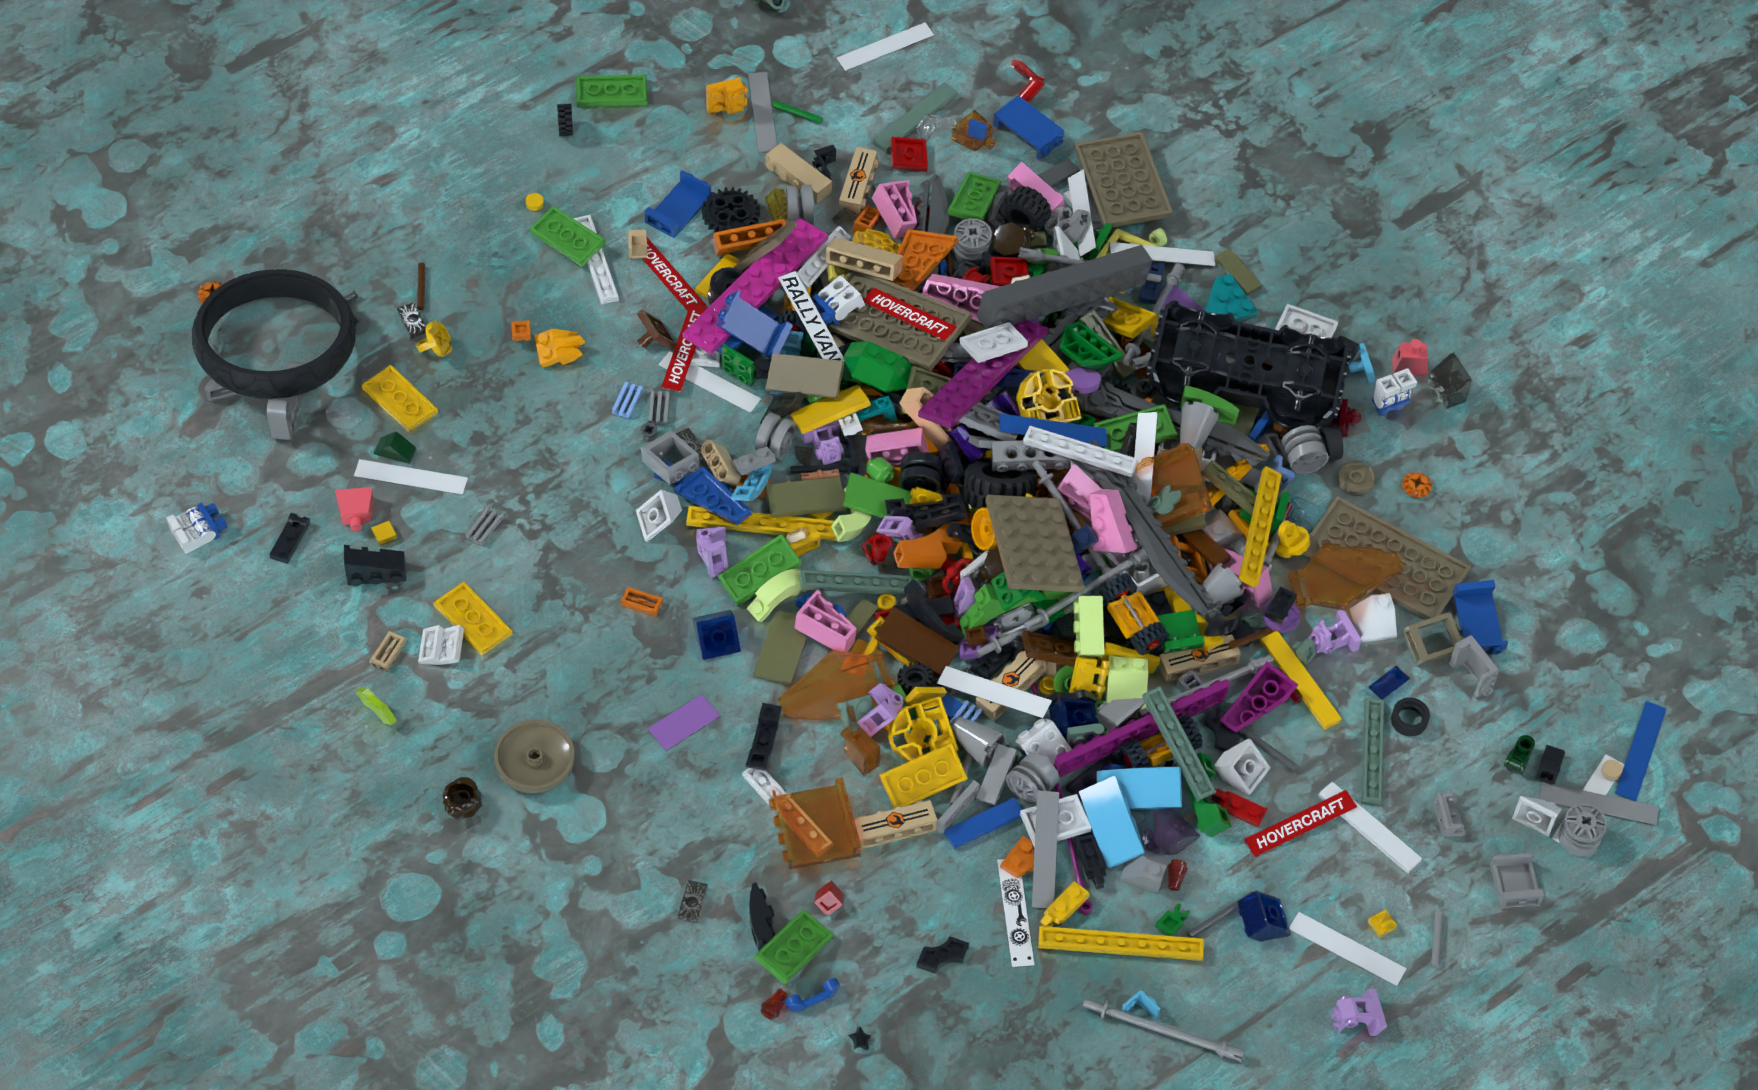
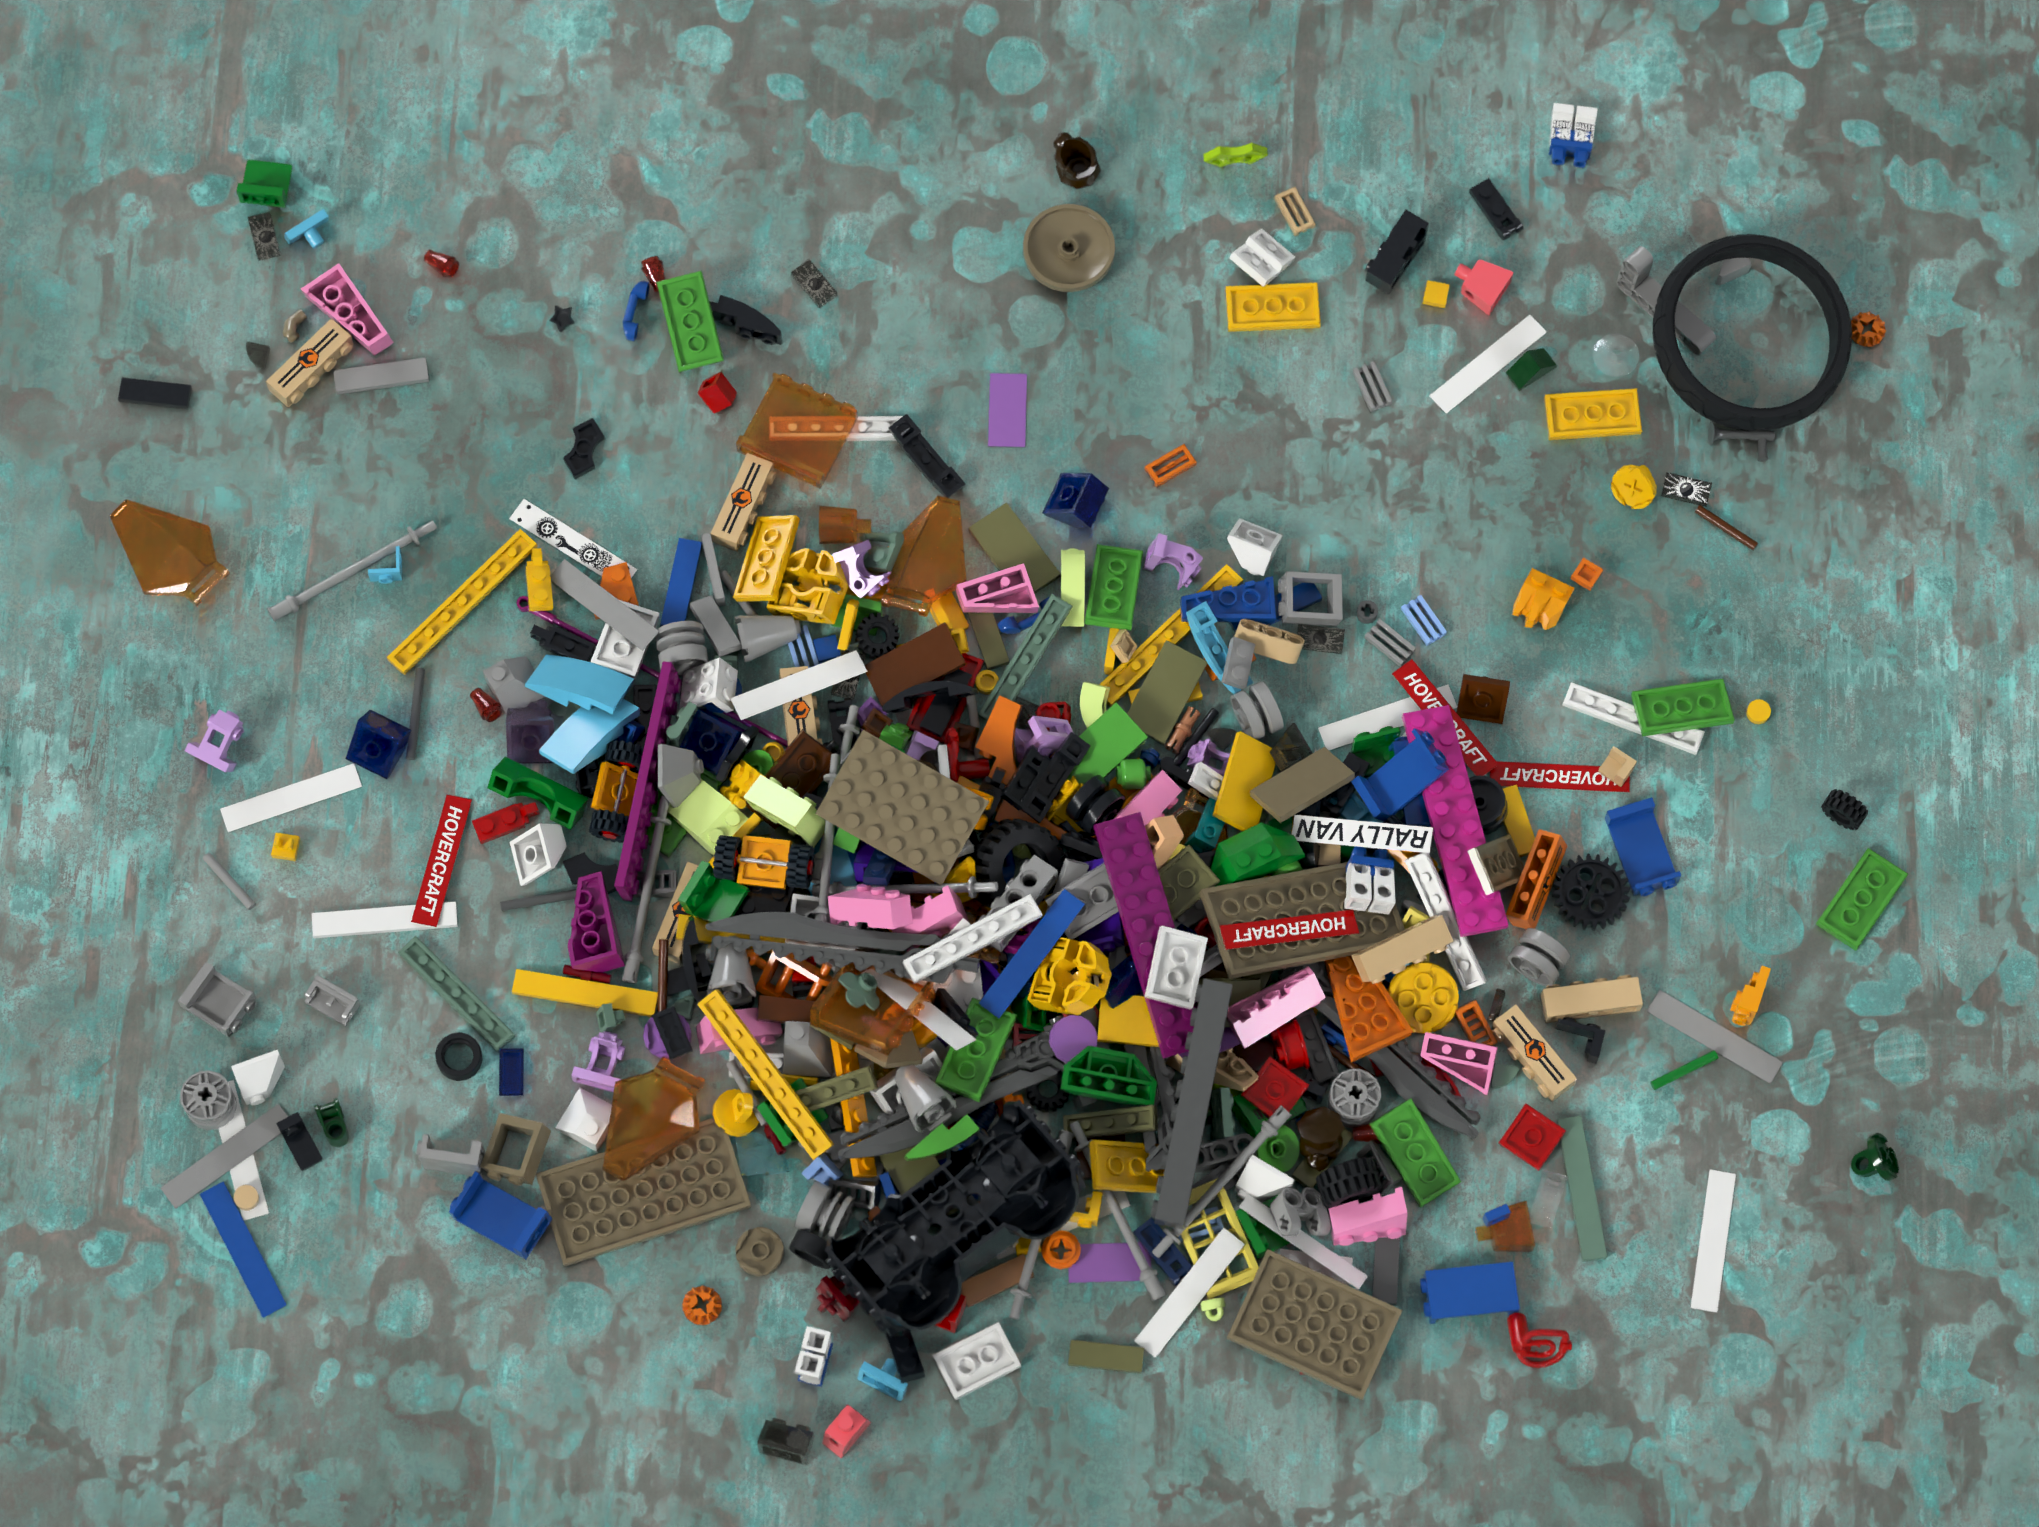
camera: 130 degrees right, 15 degrees up
(777, 202) = (1573, 945): clear yellow slope -> none
(1171, 922) = (444, 660): green plate -> none
(1179, 743) = (596, 788): sand green tile -> none
(1230, 298) = (1072, 1305): teal plate -> none

